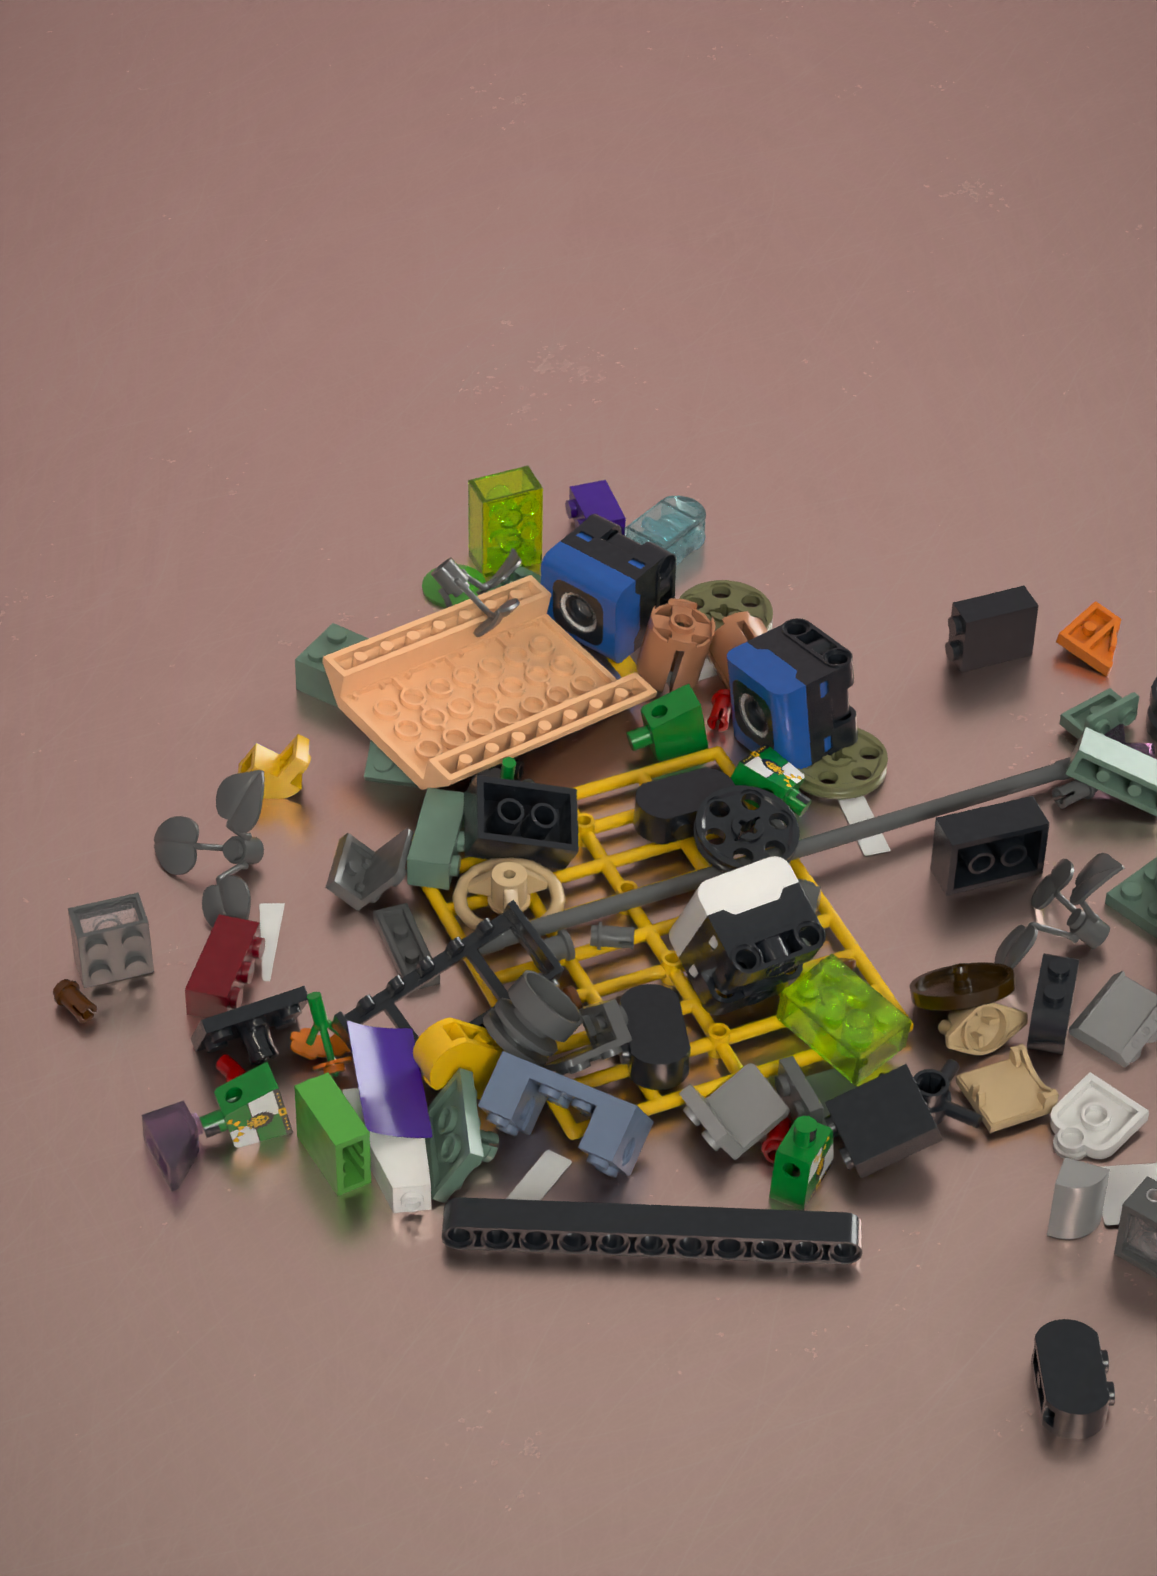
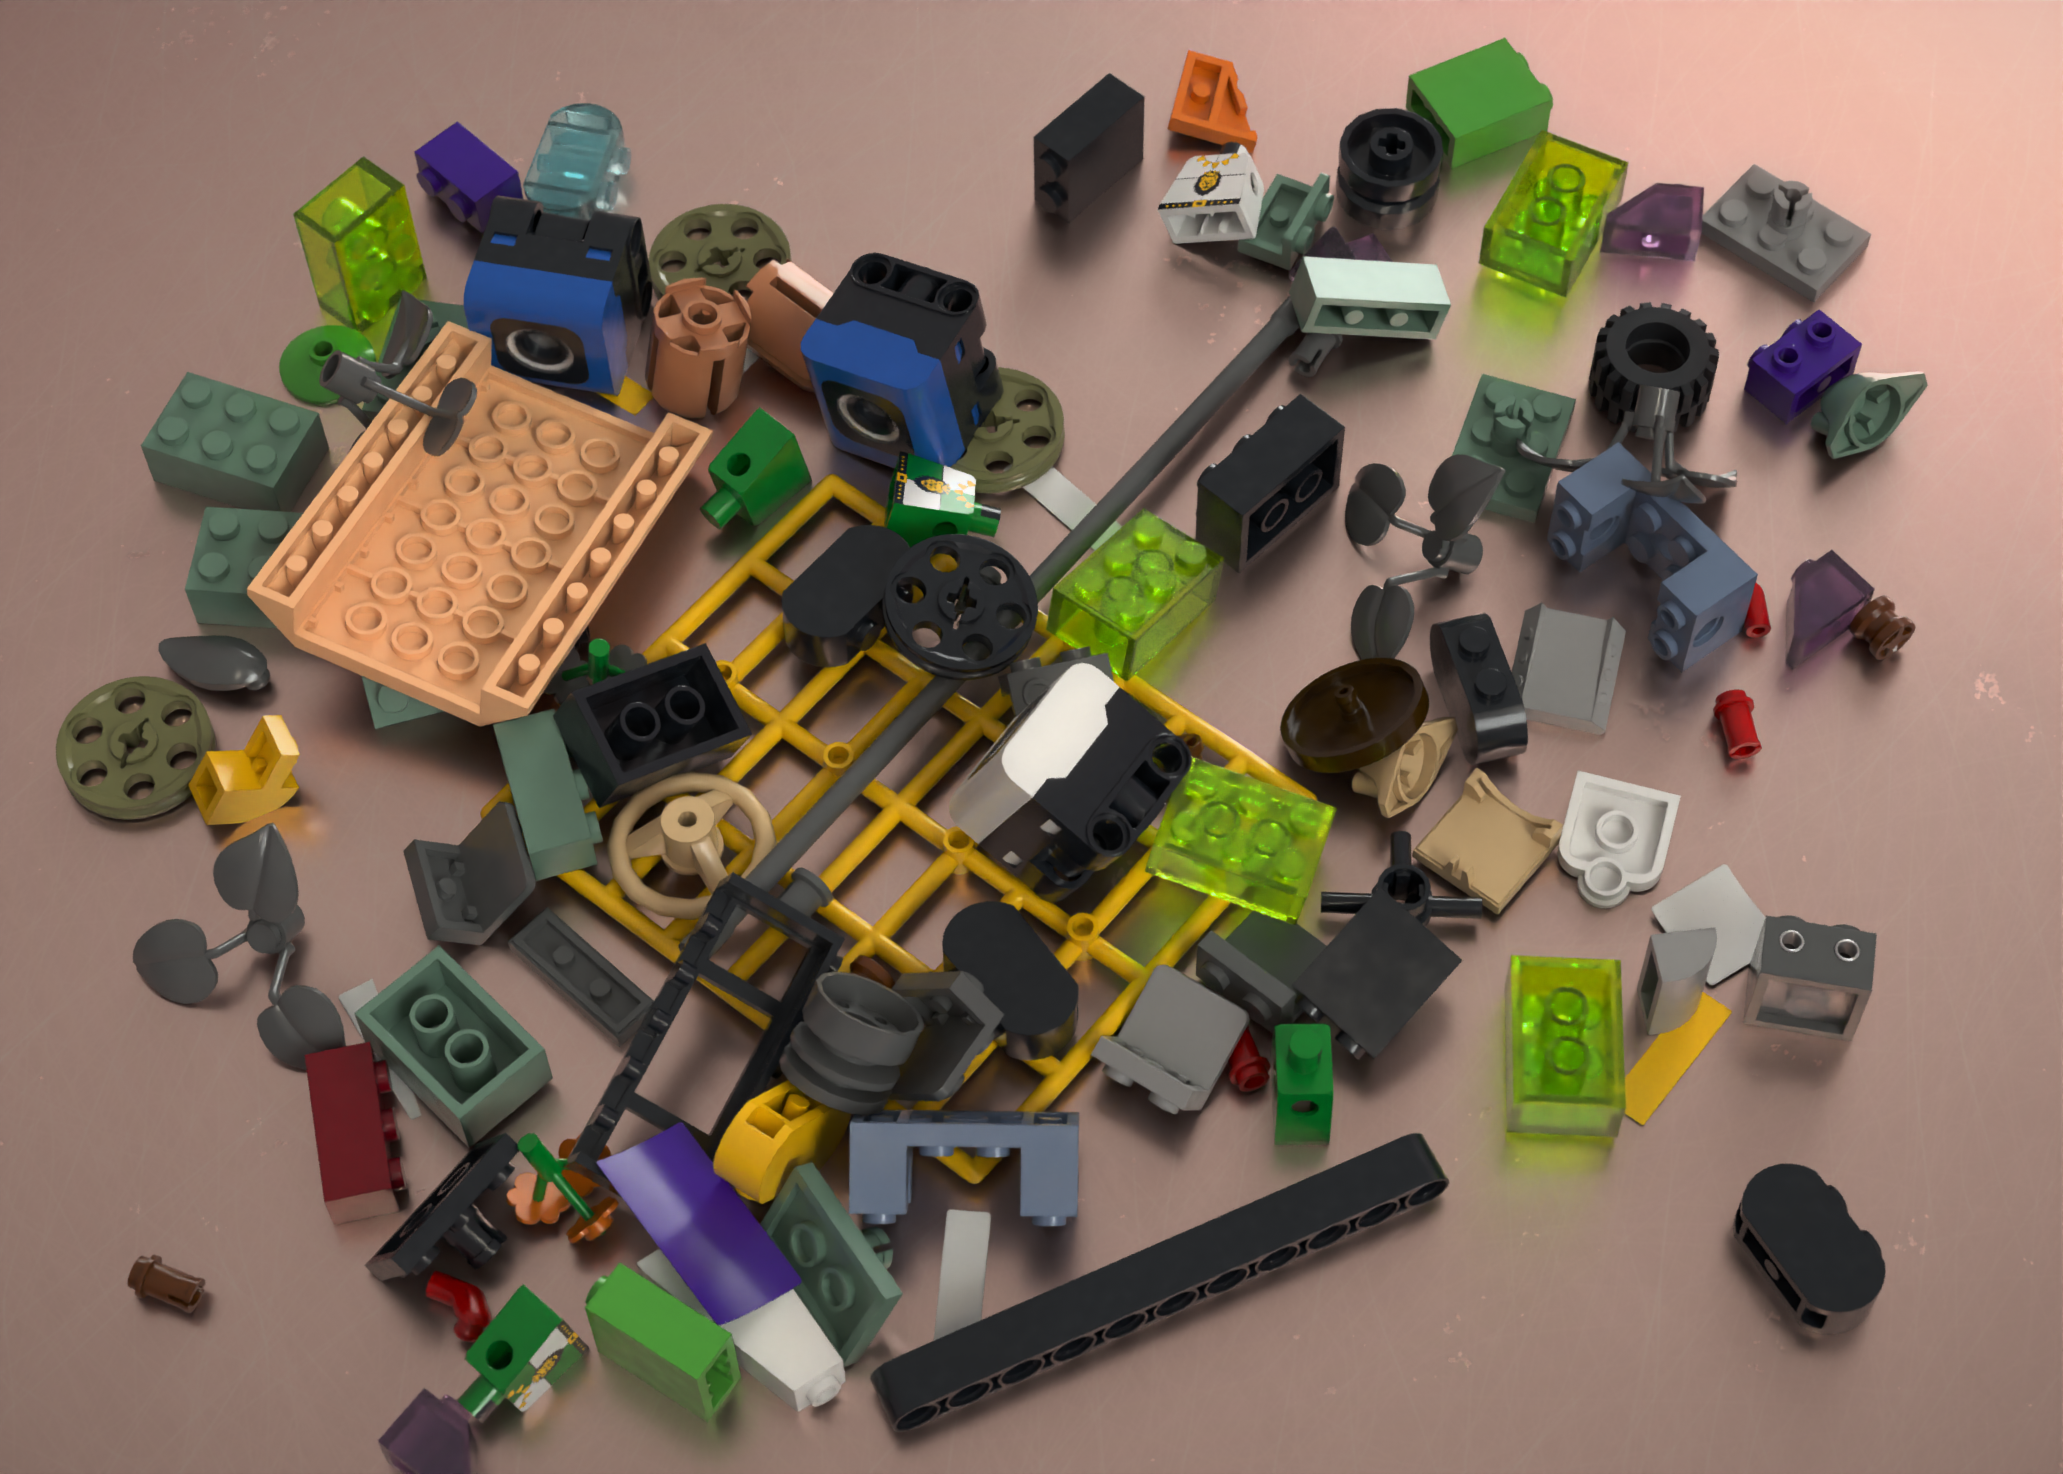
camera: 25 degrees left, 15 degrees up
(111, 940) = (173, 1169): dark grey piece -> none
(219, 733) = (126, 730): none -> olive wedge
(293, 710) = (216, 662): none -> dark grey arm
(307, 943) = (454, 1046): none -> sand green brick
(367, 597) = (235, 445): none -> sand green brick
(612, 936) = (864, 844): dark grey pin -> none
(720, 710) = (798, 403): red pin -> none
(866, 872) = (1135, 593): none -> clear neon green brick
(980, 1208) = (1564, 1046): none -> clear neon green brick
(1050, 1253) = (1670, 1058): none -> yellow sticker
(1058, 685) = (1214, 198): none -> white torso

